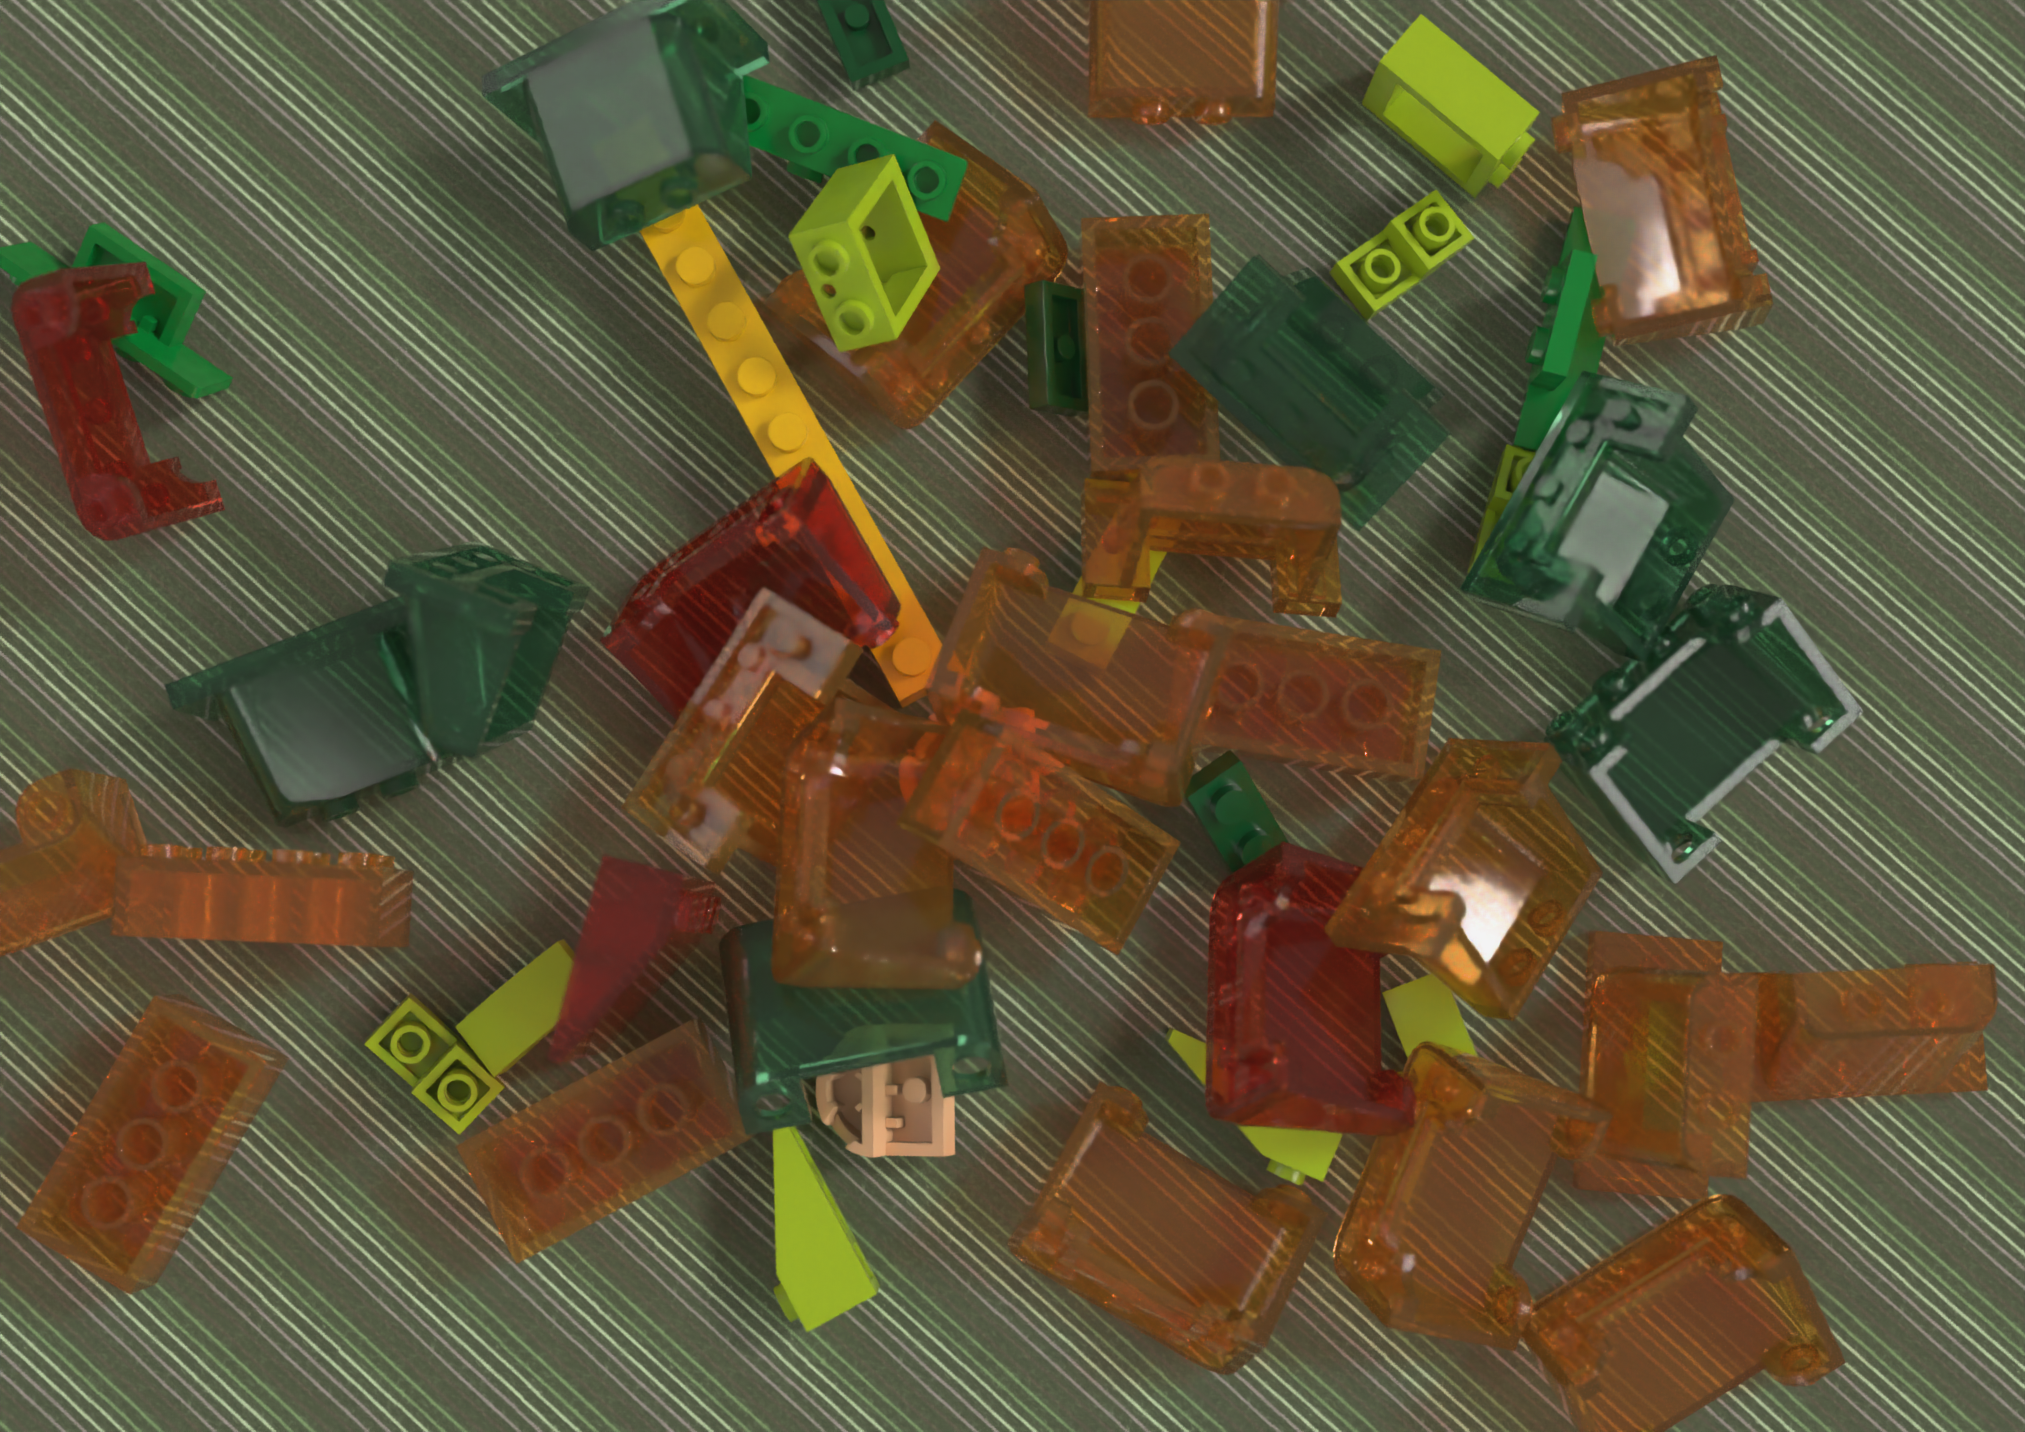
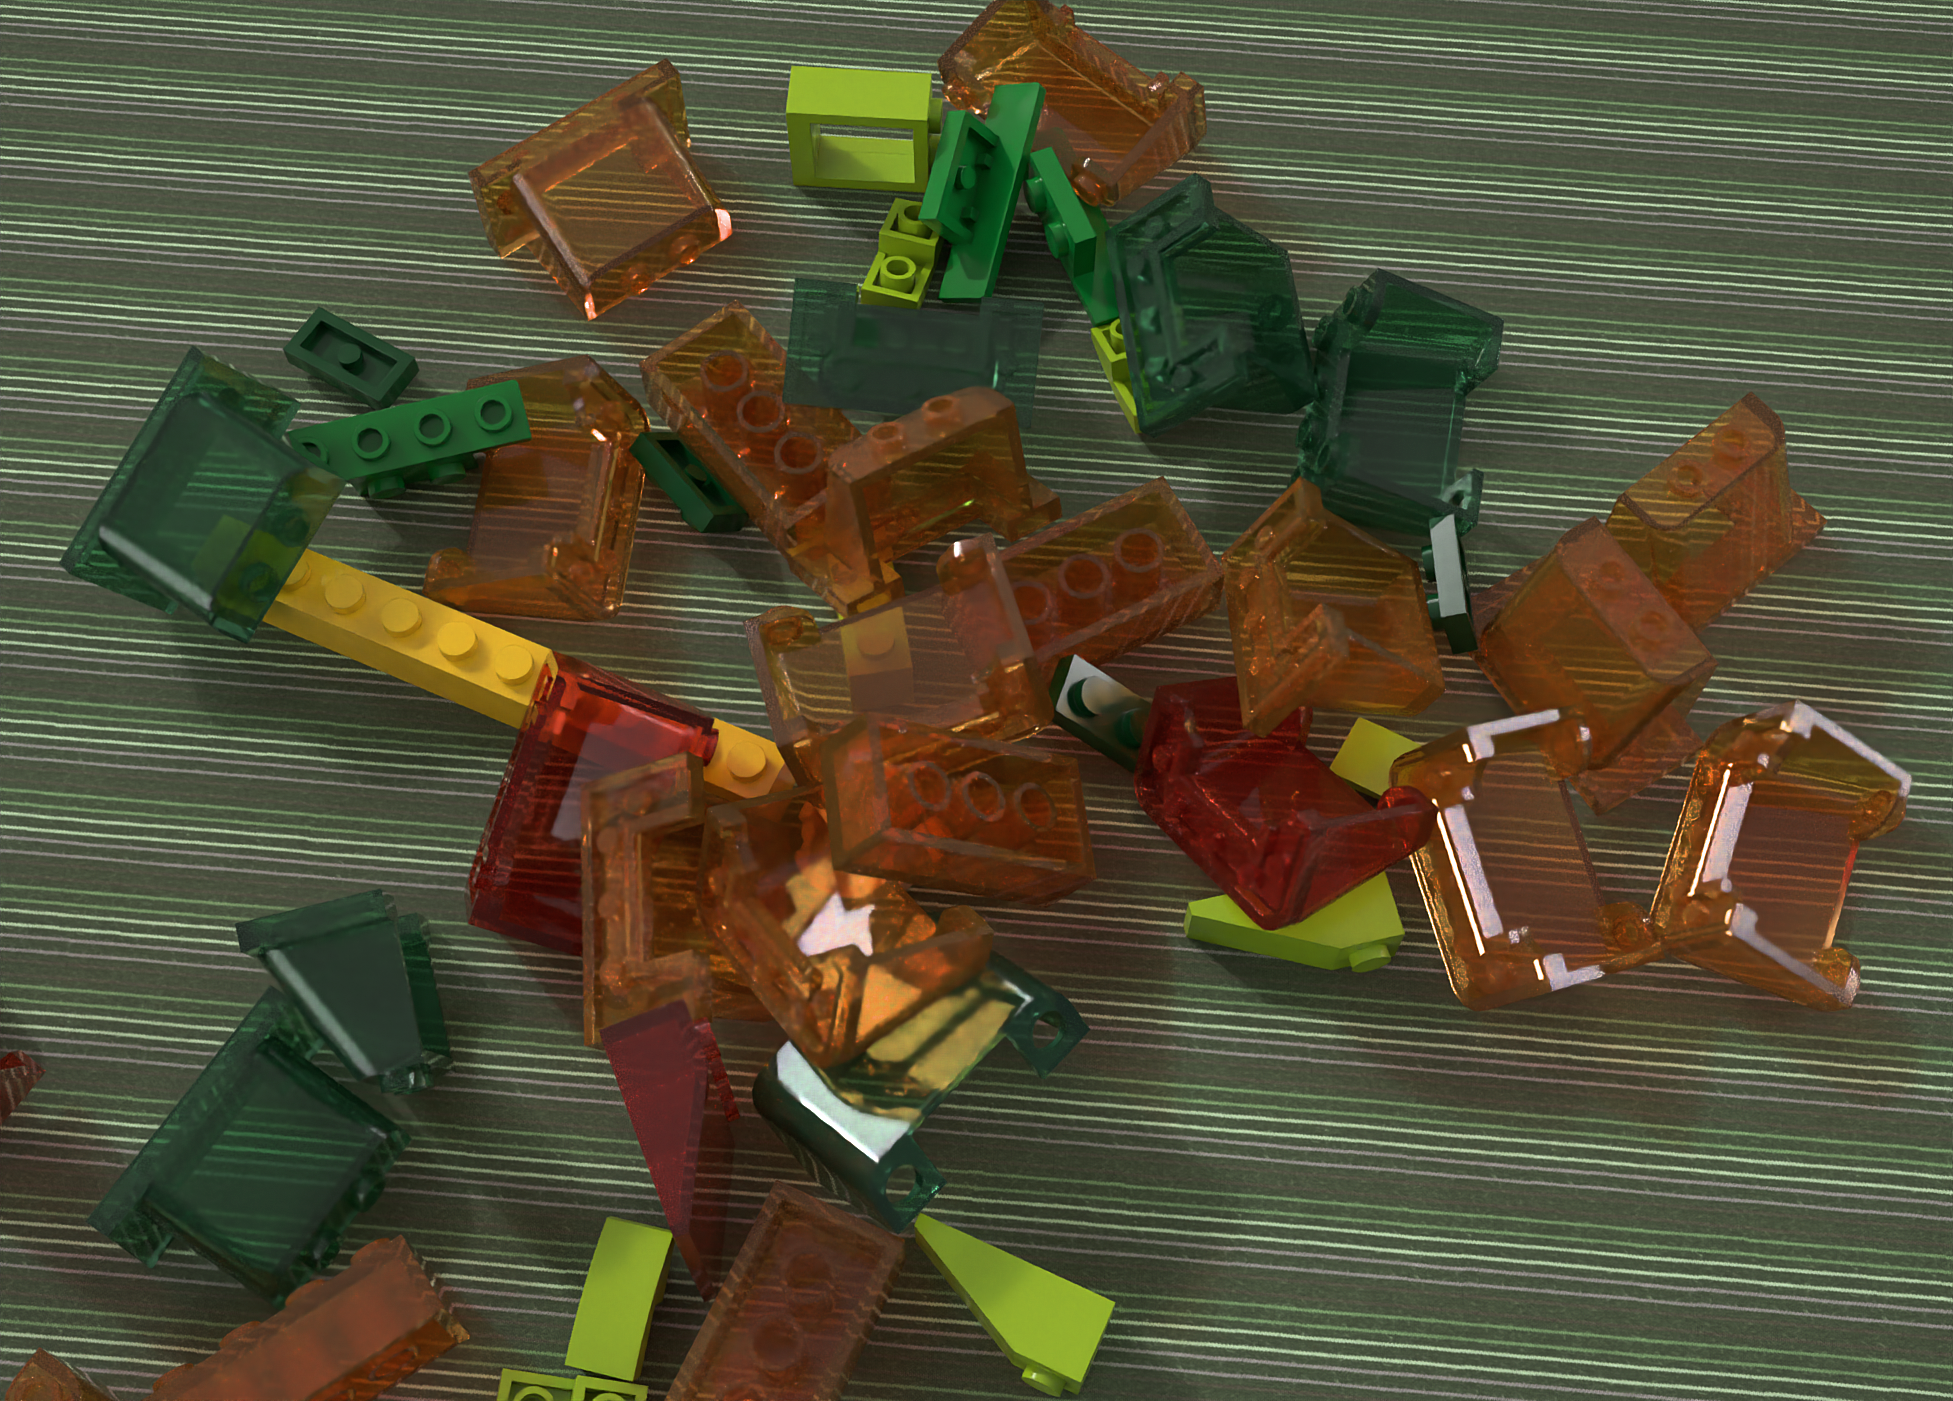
camera: 35 degrees left, 20 degrees down
(868, 246) = (468, 466): lime window -> none
(889, 1109) = (998, 1135): light nougat slope -> none
(1165, 1237) = (1318, 1090): clear orange windscreen -> none
(1511, 241) = (978, 187): none -> green bracket
(1622, 897) = (1447, 566): none -> dark green plate

